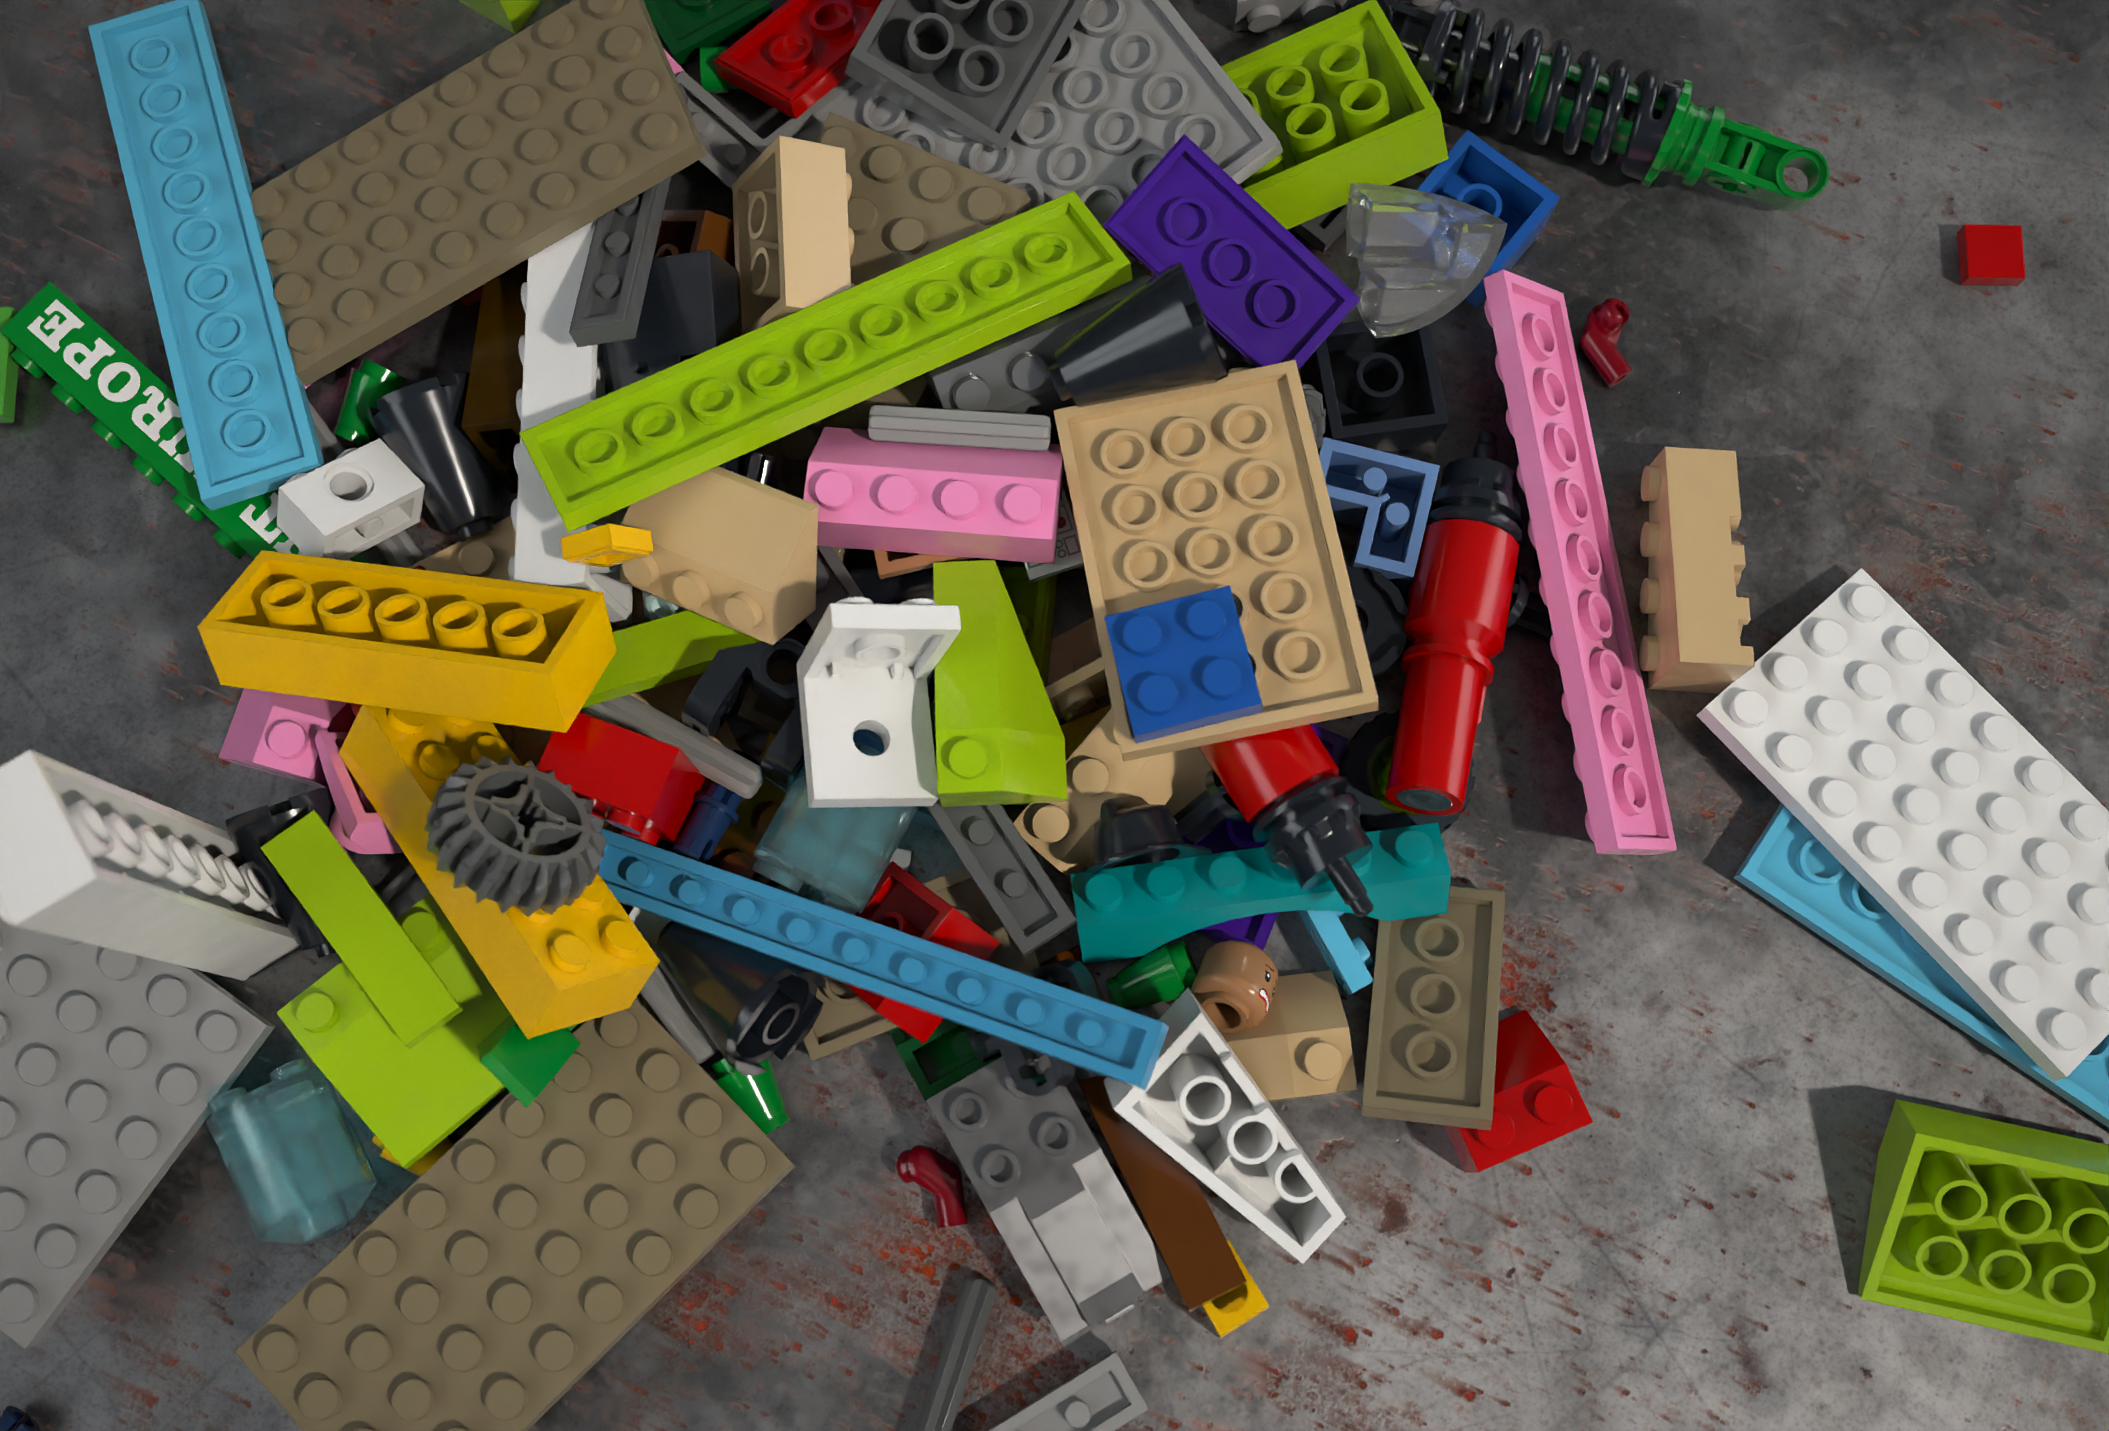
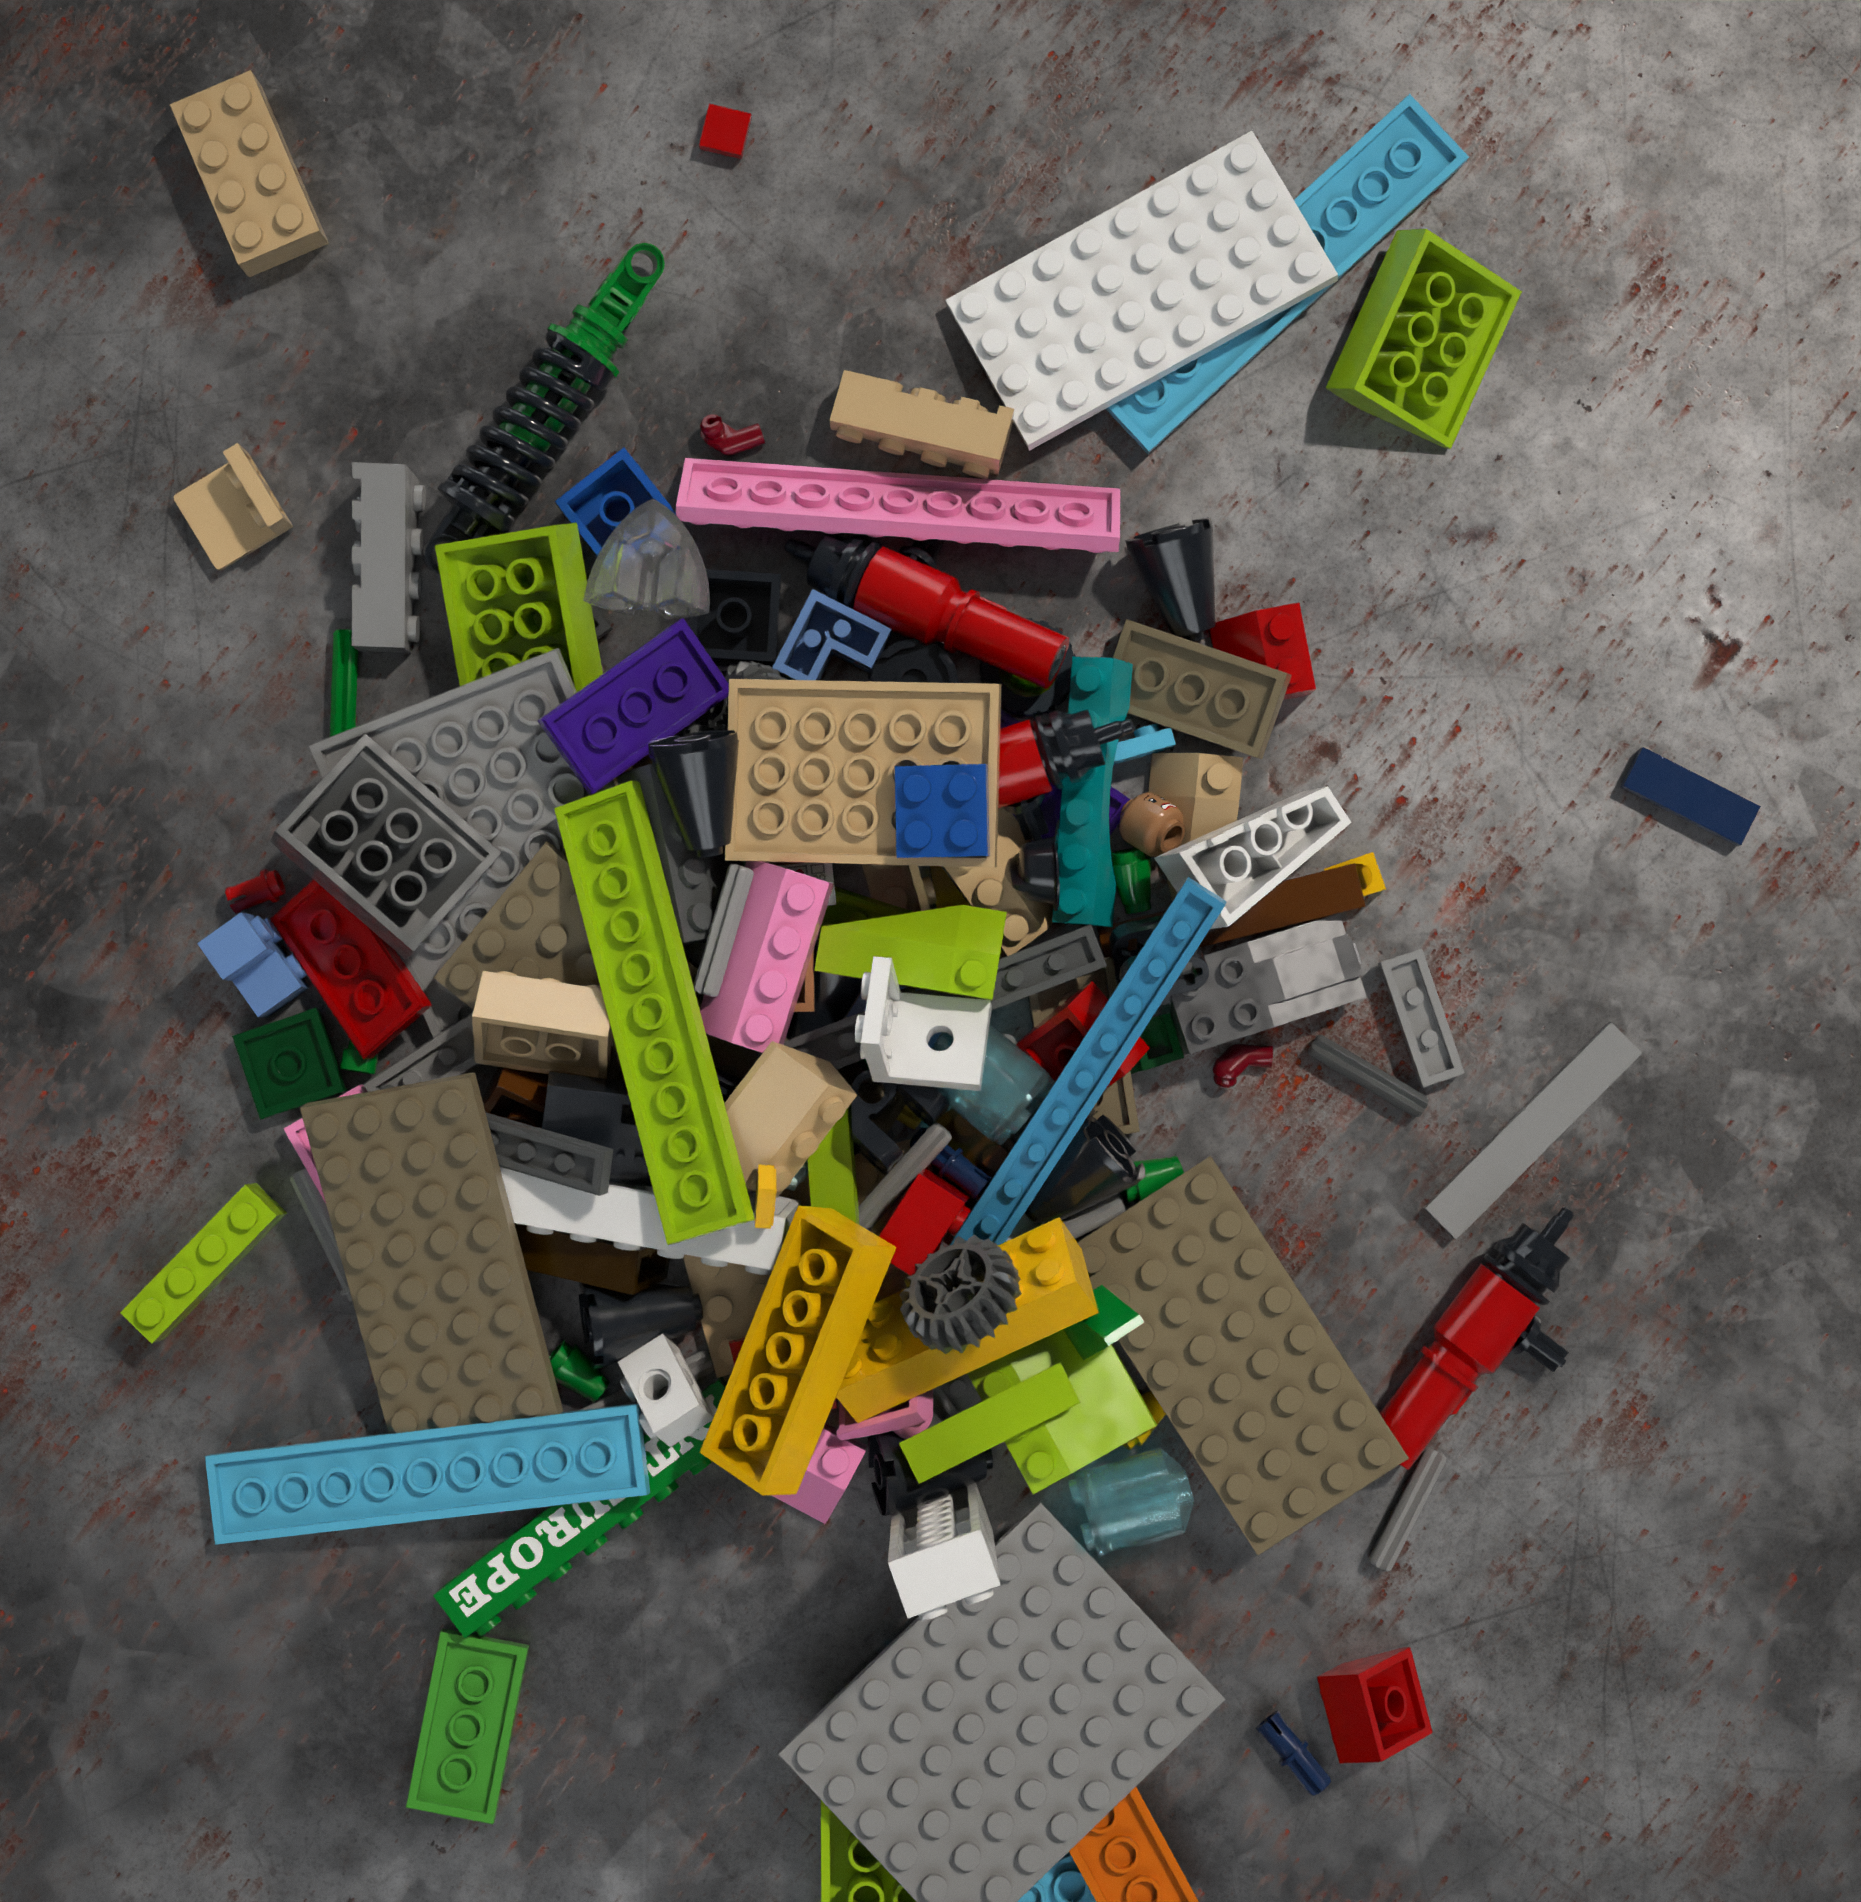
camera: 80 degrees left, 10 degrees up
(1585, 950) = (1179, 575): none -> black cone

